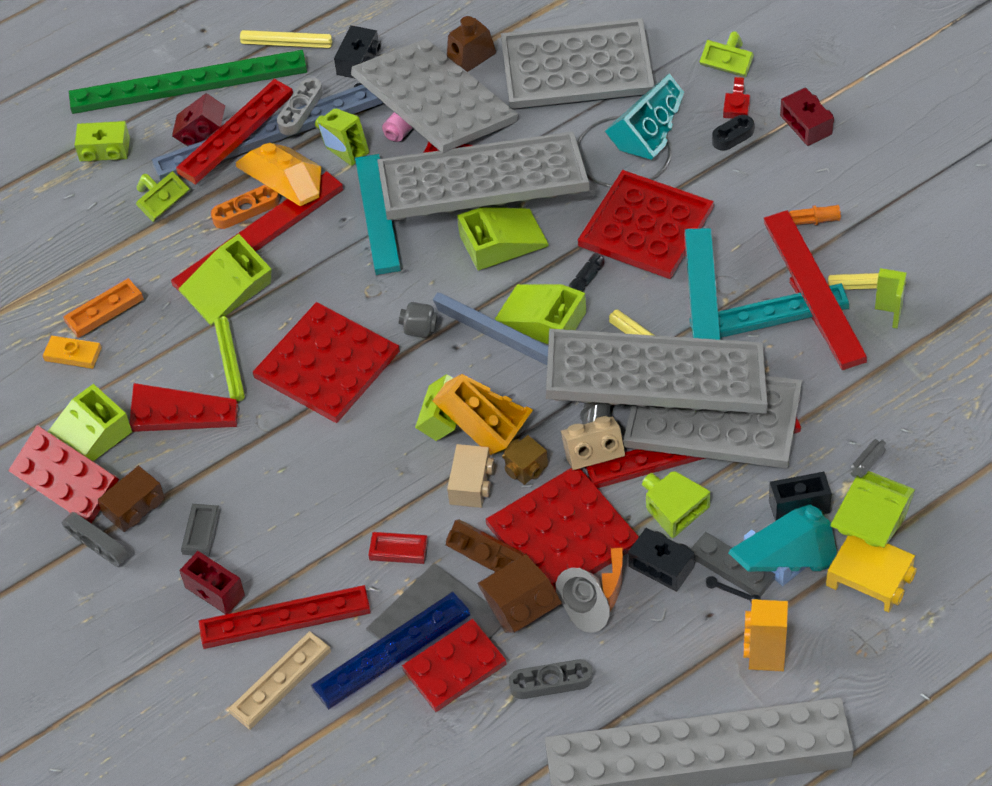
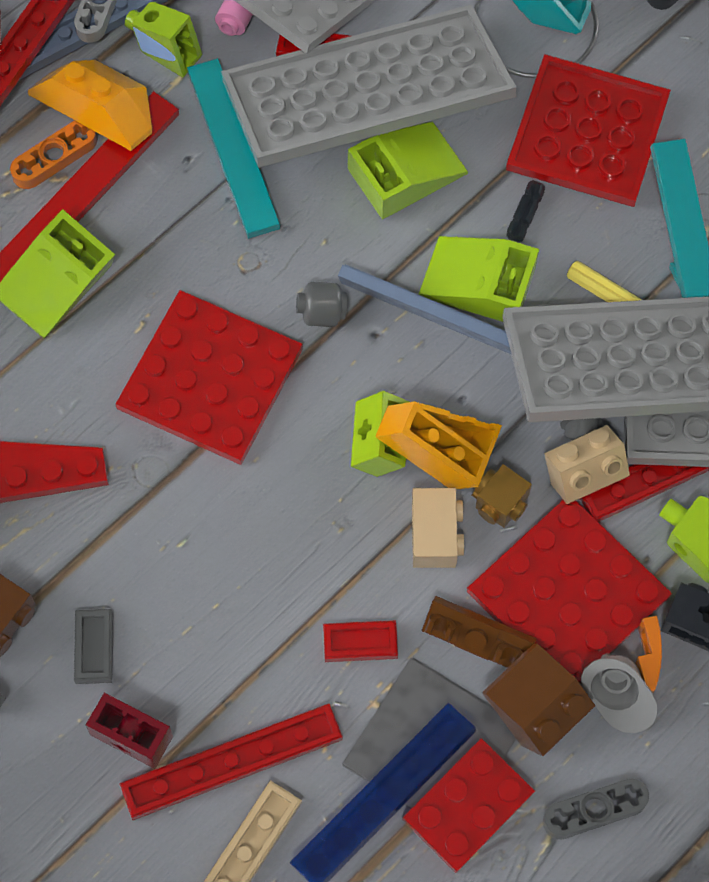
camera: 15 degrees left, 15 degrees up
(229, 358) = (79, 386): lime axle -> none

